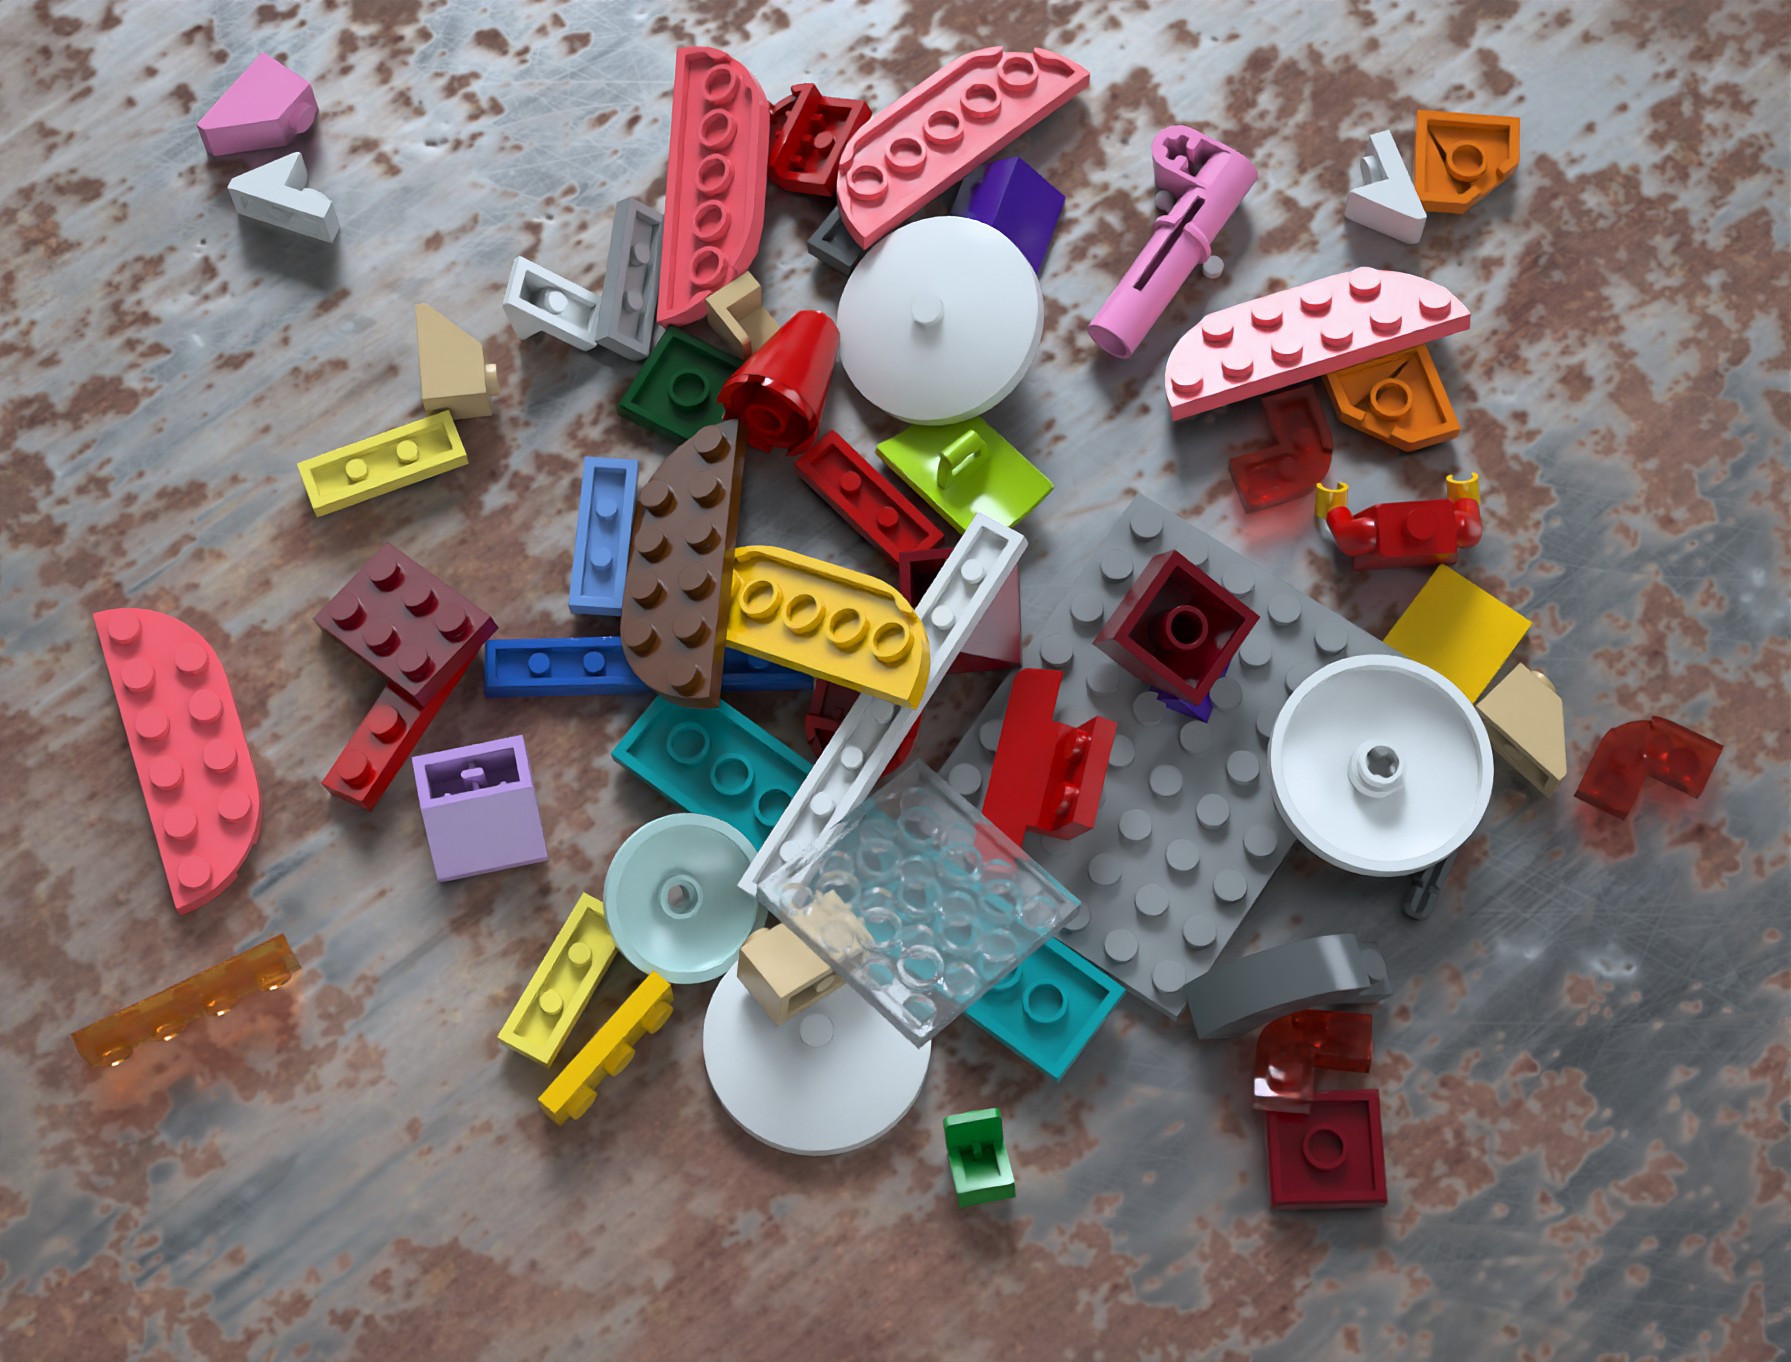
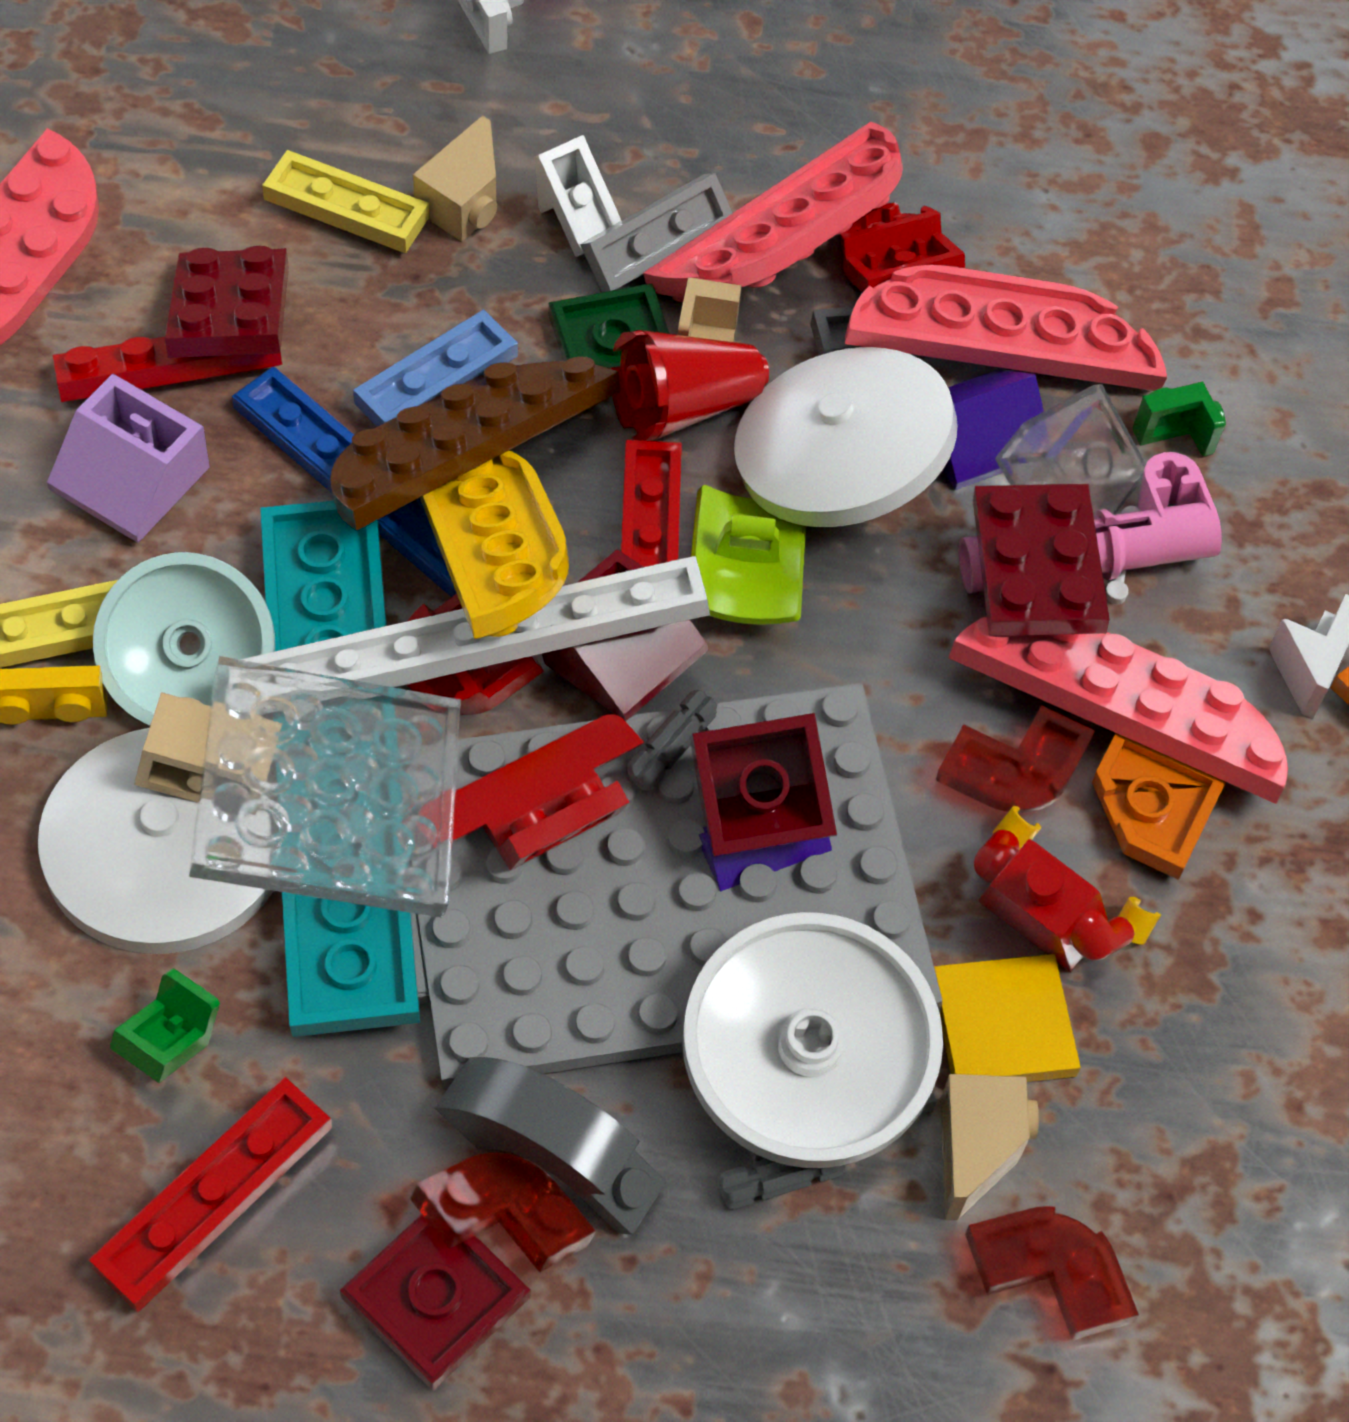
camera: 40 degrees right, 10 degrees down
(1075, 652) = (671, 740): none -> dark grey axle
(1097, 197) = (1077, 445): none -> clear slope
(1125, 1229) = (210, 1194): none -> red plate
(1130, 82) = (1180, 412): none -> green bracket
(1167, 295) = (1040, 560): none -> dark red plate

